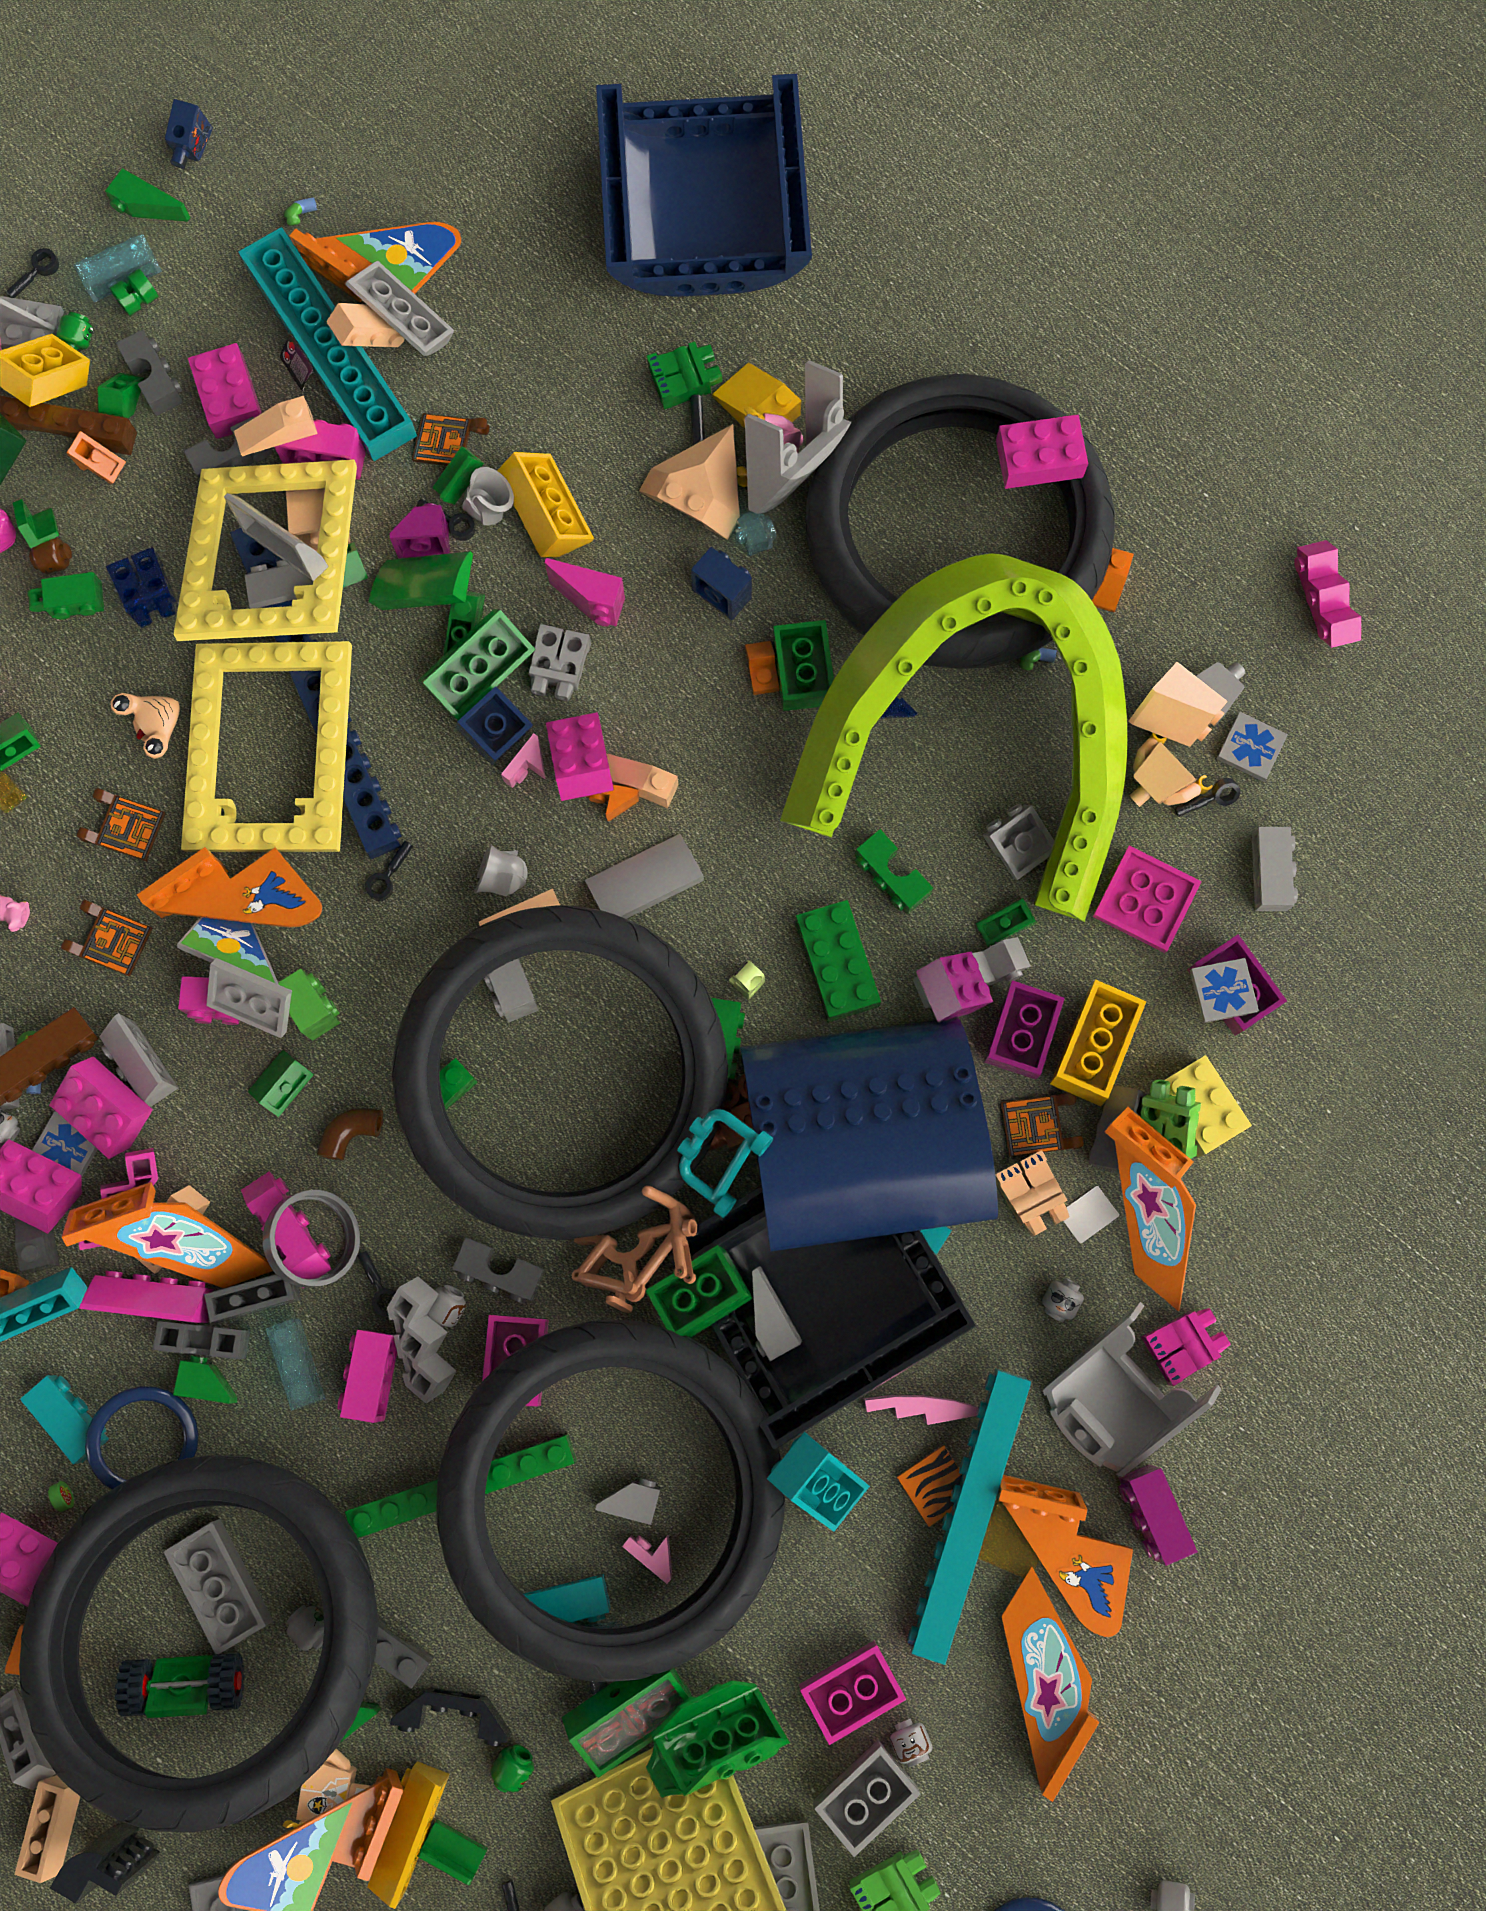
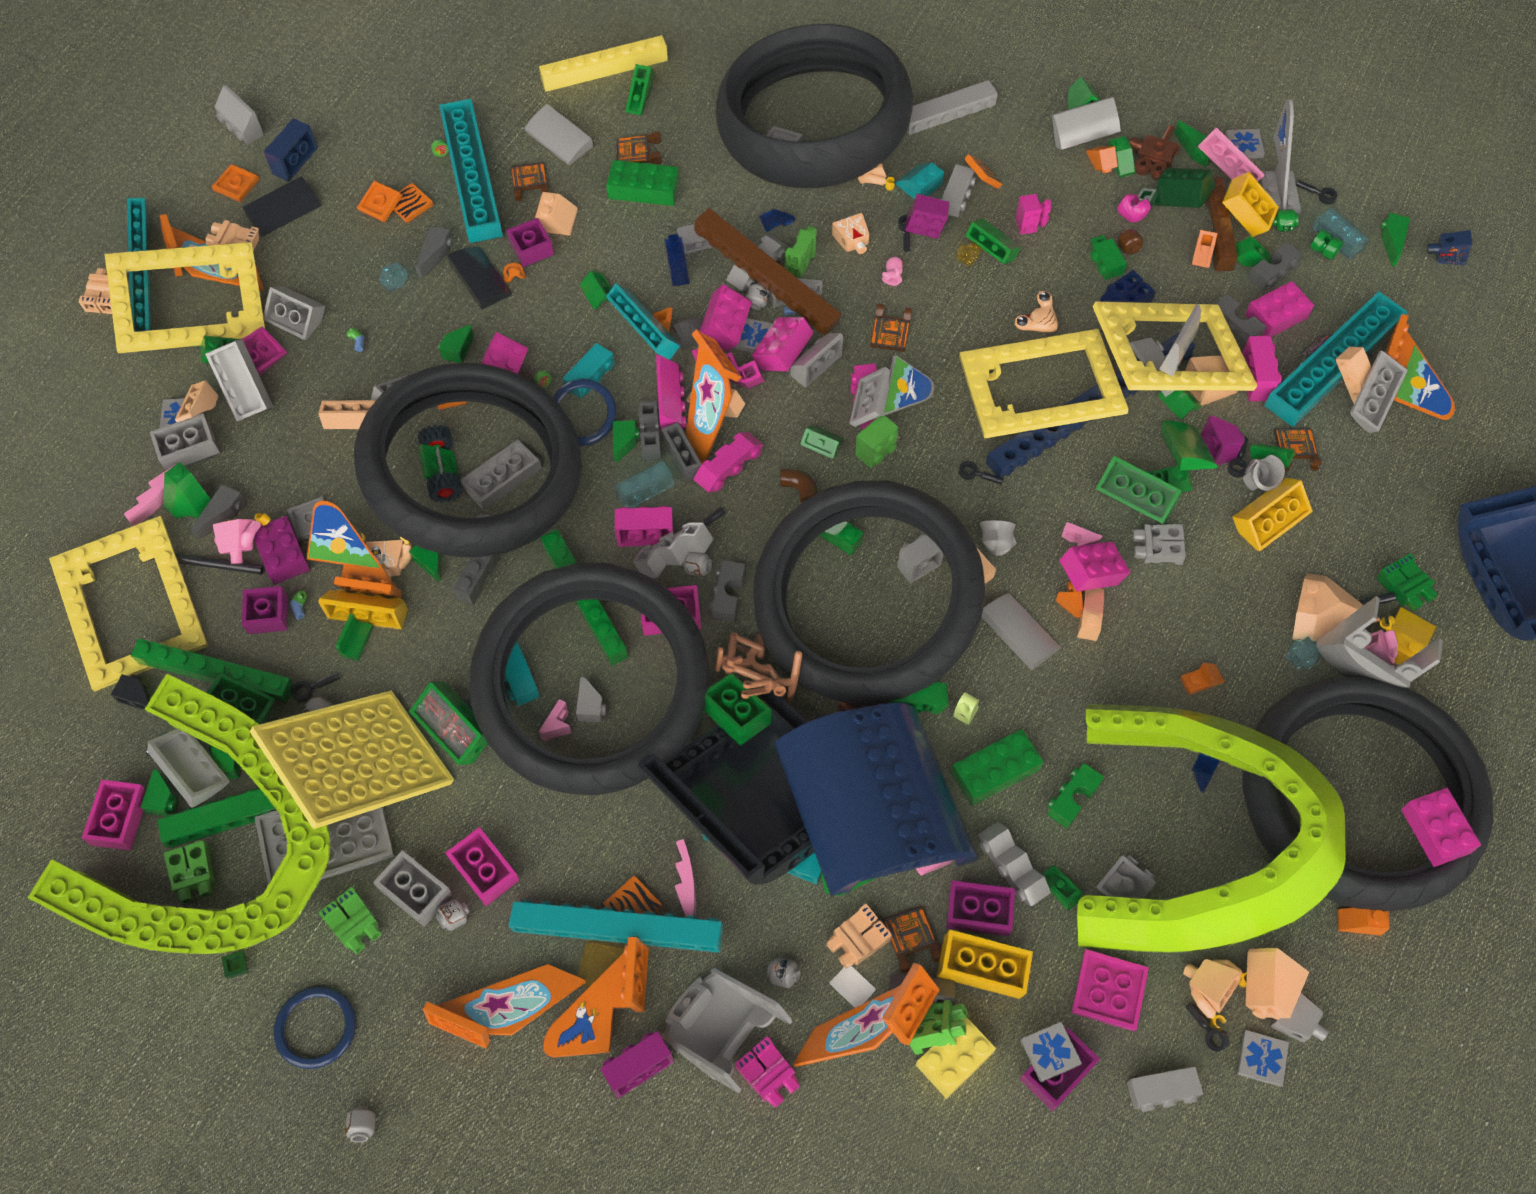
camera: 80 degrees right, 15 degrees down
(35, 528) = (1145, 226): green panel -> none
(106, 1862) = (332, 439): black brick -> none
(126, 827) = (966, 323): flag -> none
(260, 894) = (937, 373): orange piece -> none
(276, 426) = (1263, 334): light nougat slope -> none
(299, 207) = (1430, 325): arm -> none
(351, 1230) = (753, 478): dark grey piece -> none
(491, 1727) = (439, 642): black slope -> none
(493, 725) = (1099, 510): dark blue brick -> none
(512, 1768) = (409, 662): green head -> none
(591, 591) = (1218, 555): dark pink slope -> none
(690, 1149) = (845, 706): teal bar -> none
(713, 1738) = (445, 776): green slope -> none
(722, 582) = (1255, 635): dark blue brick -> none
(772, 1324) = (728, 761): light grey slope -> none
(803, 664) = (1216, 697): green brick -> none
(817, 1481) = (621, 809): teal brick -> none
(954, 986) = (998, 843): magenta brick -> none
(1327, 594) = (1416, 1099): dark pink brick -> none

